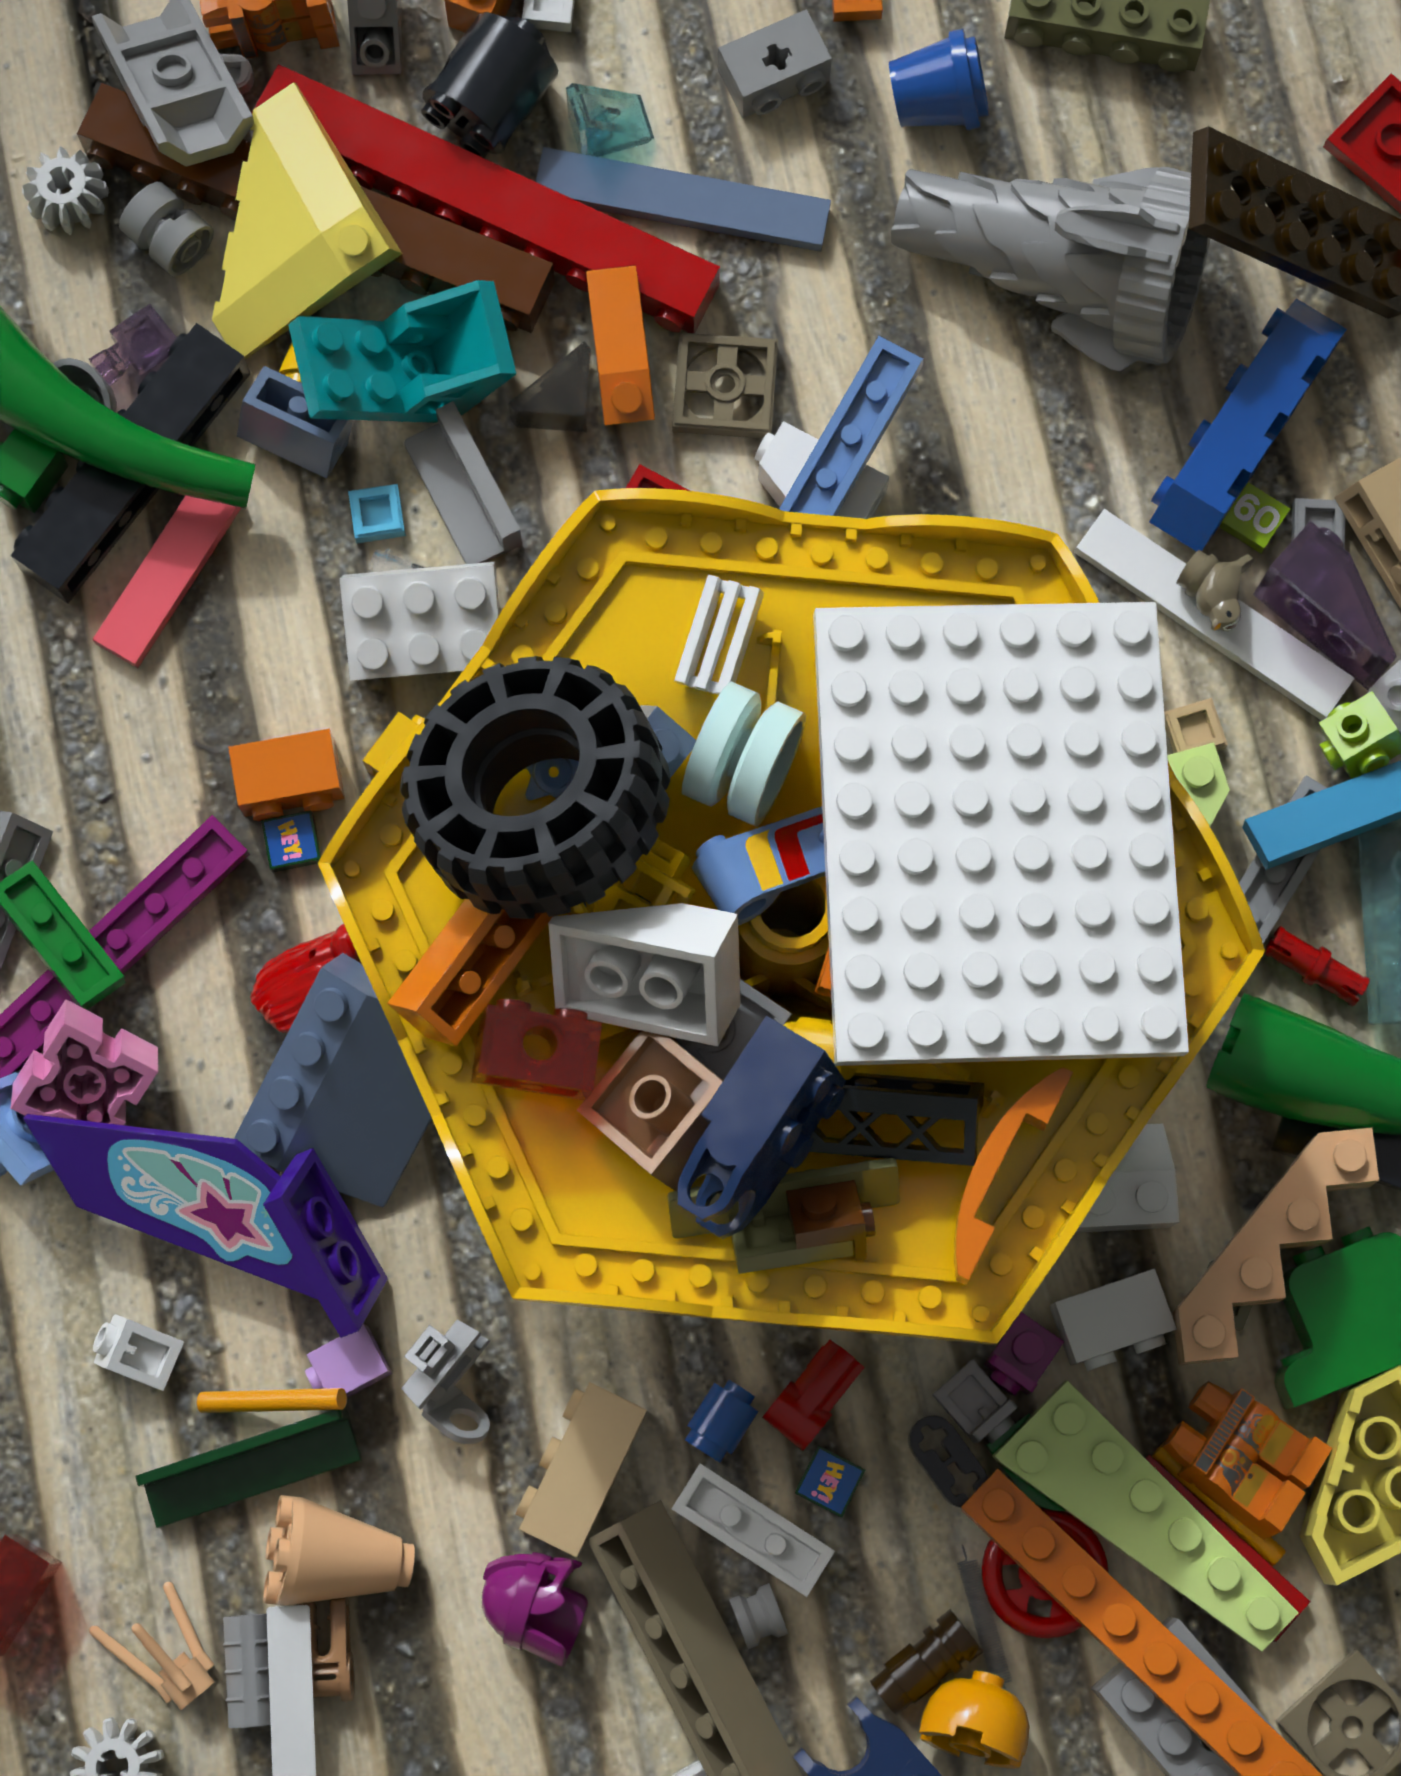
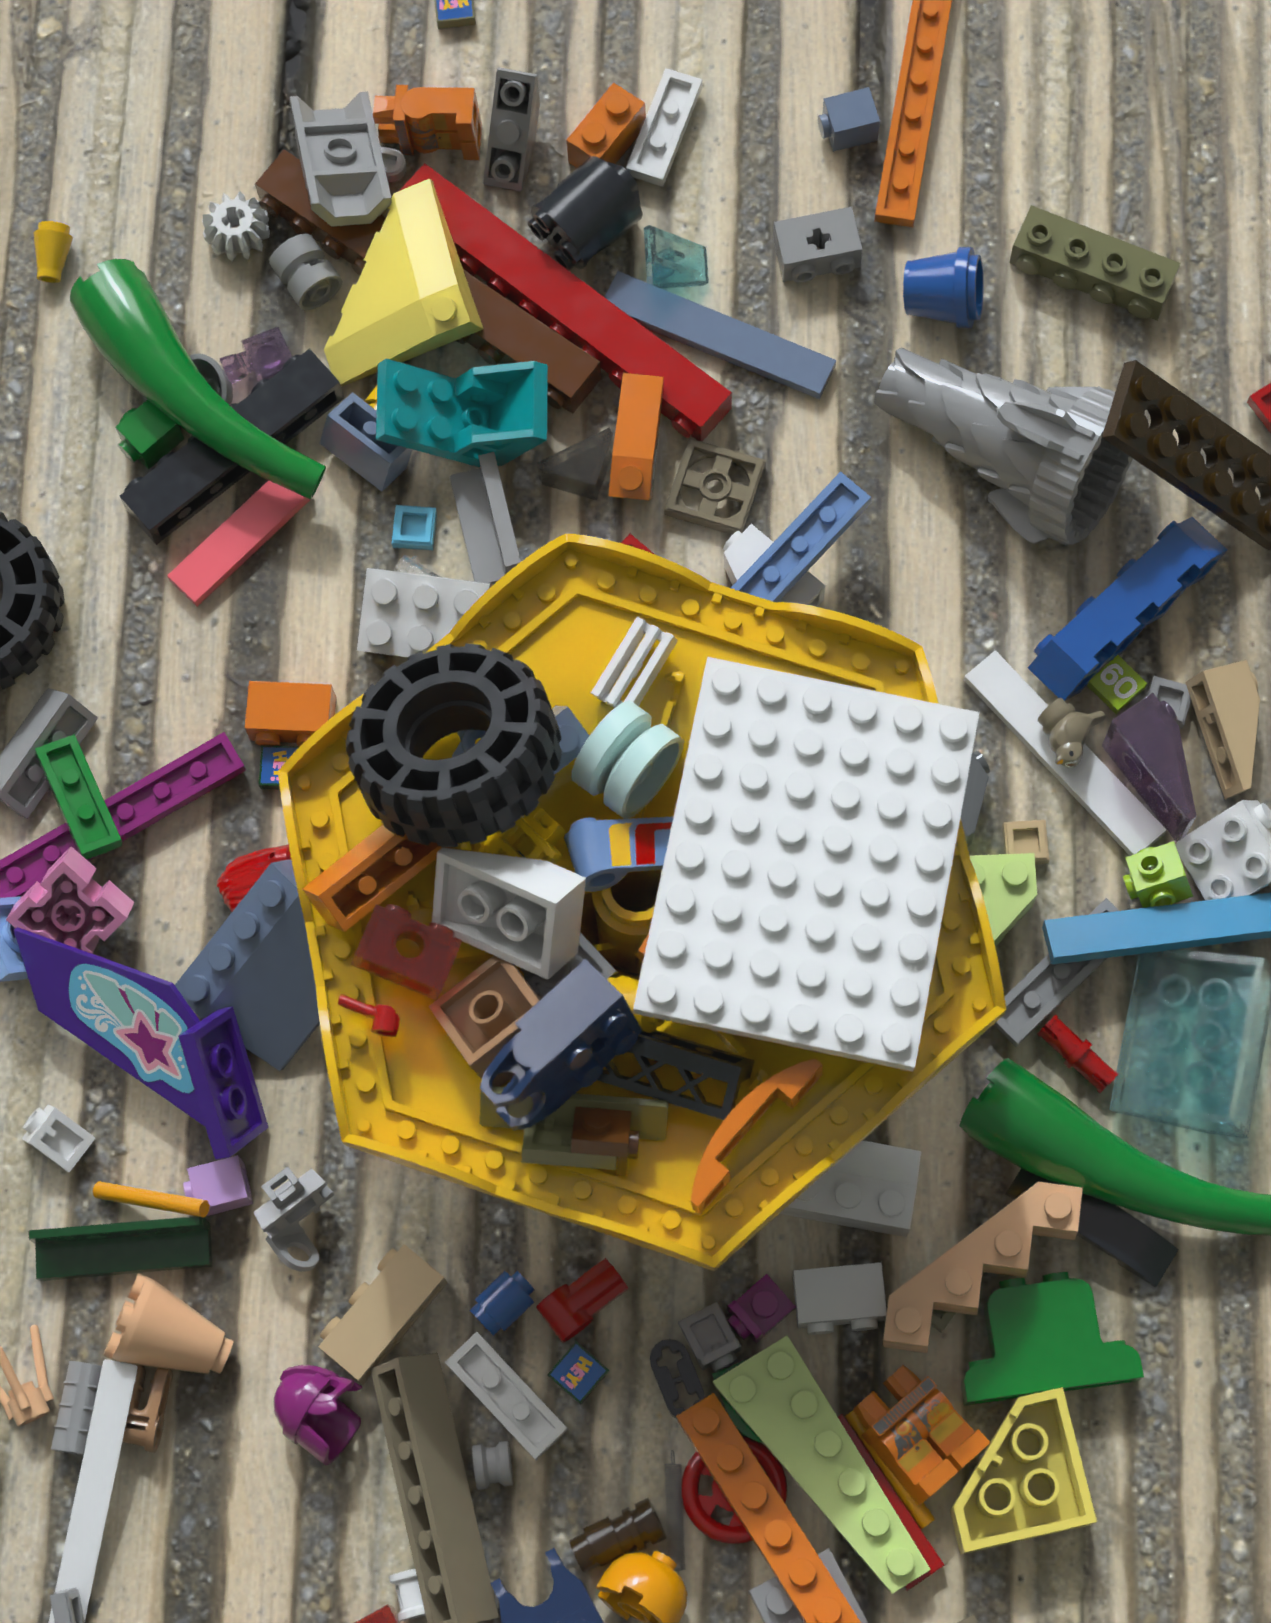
camera: 20 degrees right, 5 degrees down
(529, 1138) = (385, 1019): none -> red hand

